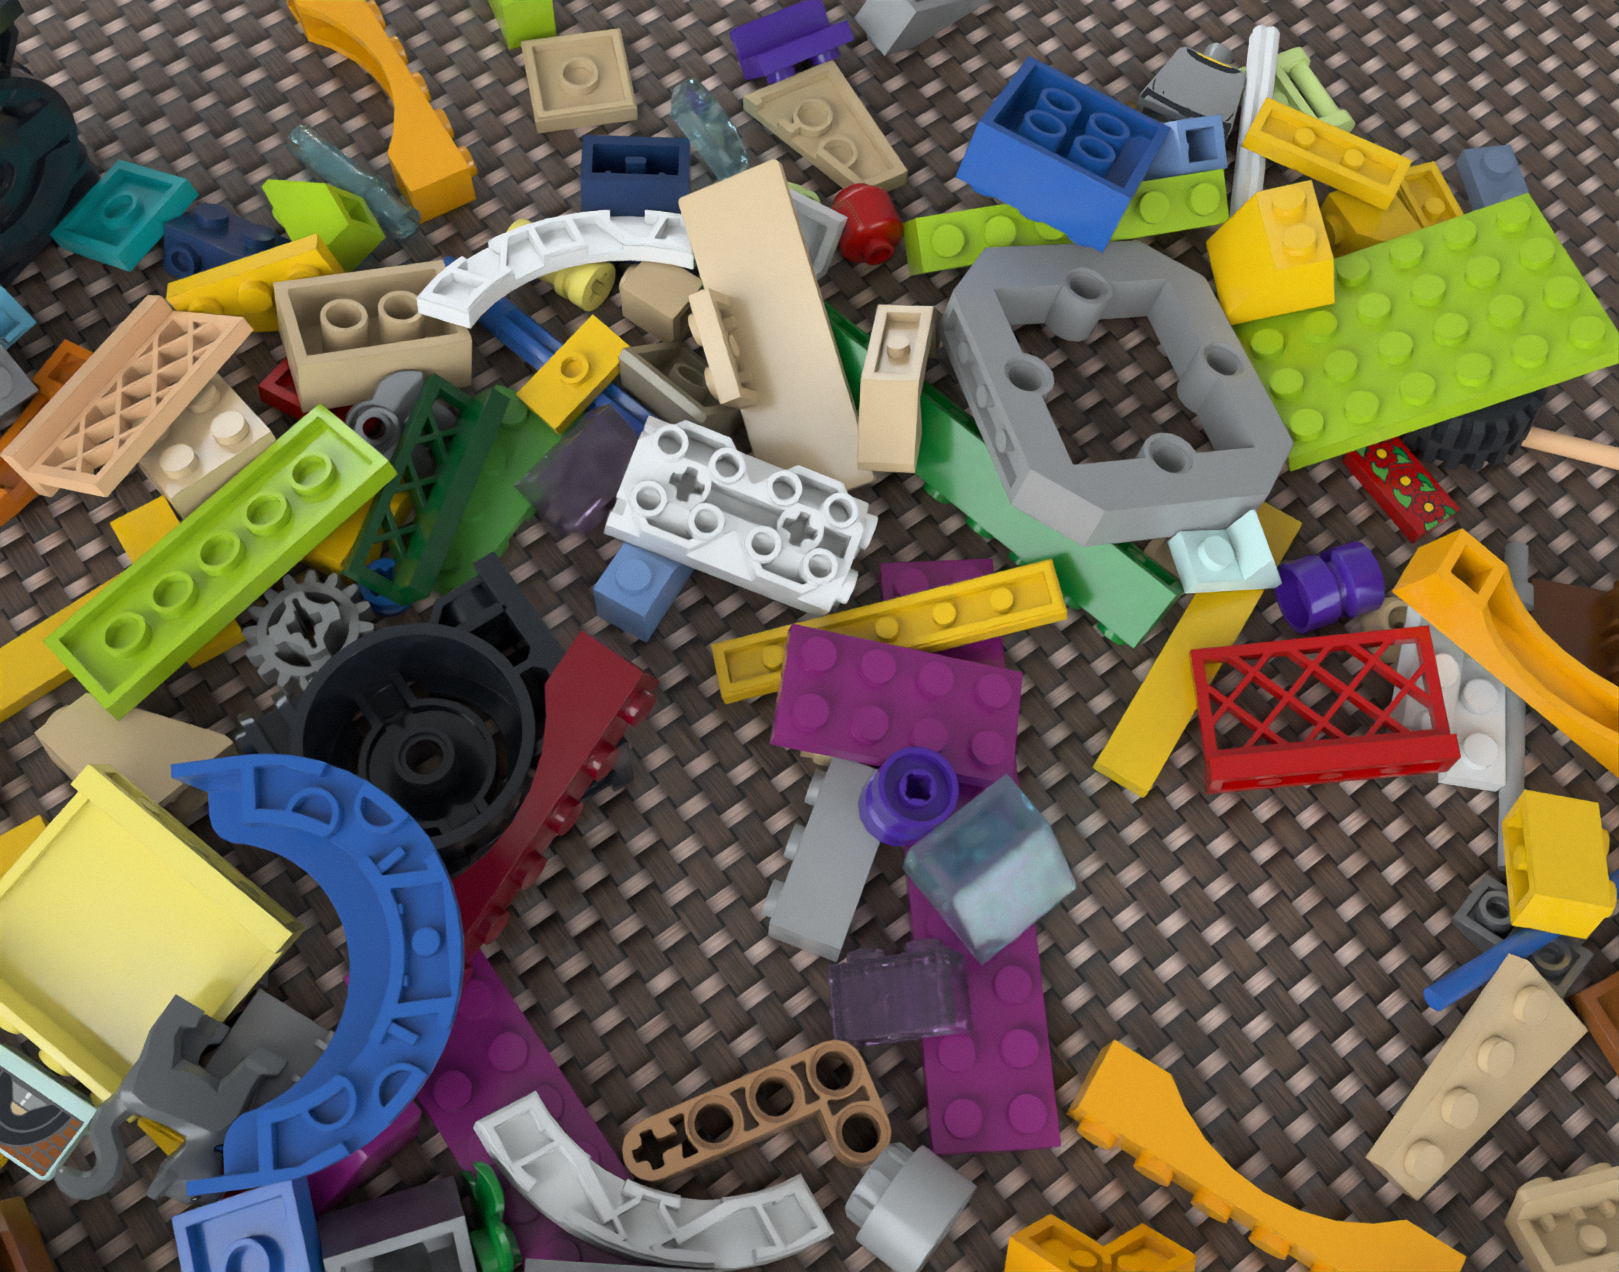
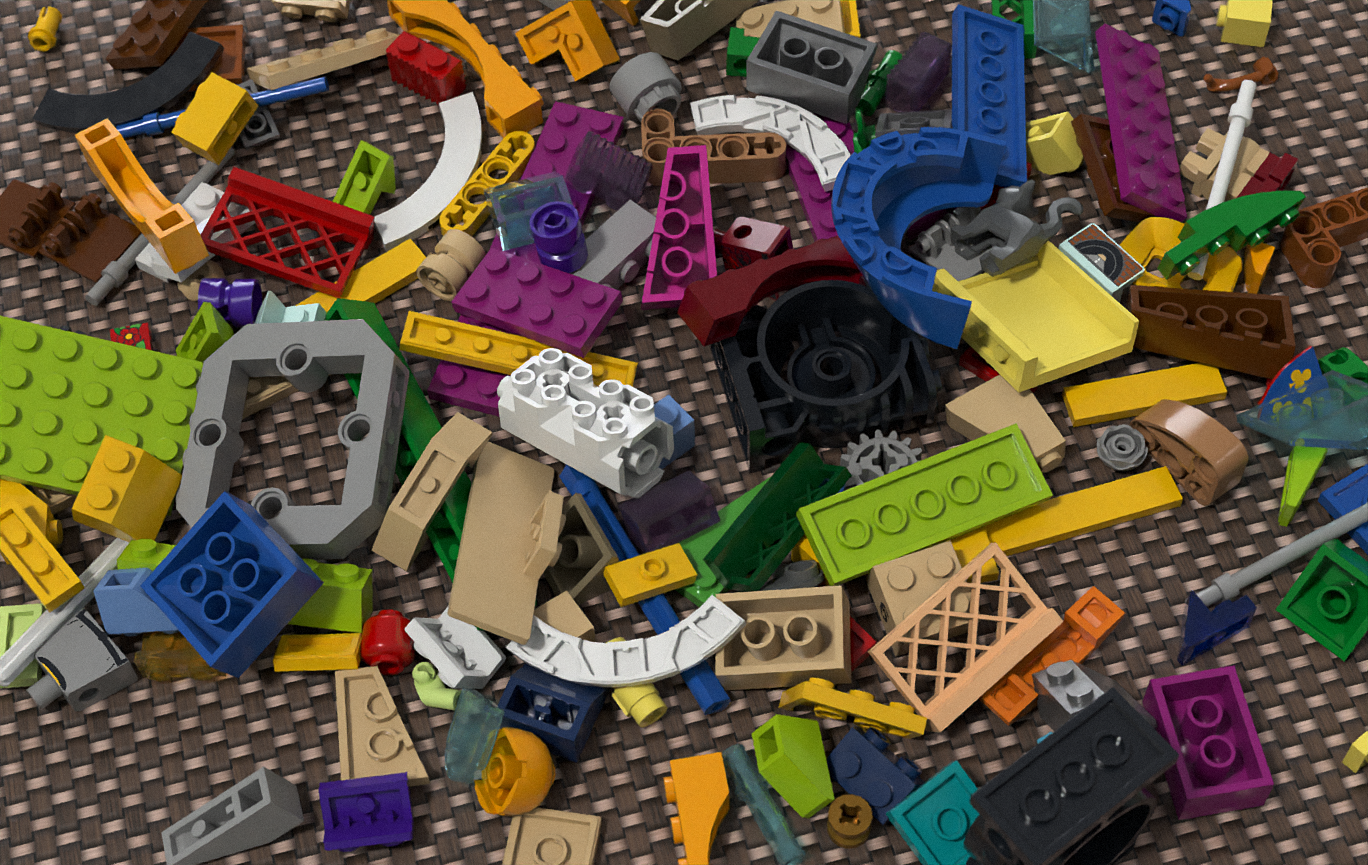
camera: 150 degrees left, 10 degrees down
(231, 188) = (849, 831): none -> pearl gold wheel
(583, 929) = (750, 241): none -> dark red torso
(635, 104) = (516, 774): none -> light orange cylinder
(720, 877) = (682, 230): none -> dark pink wedge
(932, 191) = (318, 652): none -> yellow tile
(1060, 746) = (452, 264): none -> tan wheel
(1093, 939) = (499, 159): none -> yellow beam
(1152, 945) = (455, 167): none -> white tile
(1266, 850) = (365, 178): none -> lime slope
(1305, 1124) = (425, 68): none -> red brick
(1308, 514) = (204, 334): none -> lime slope

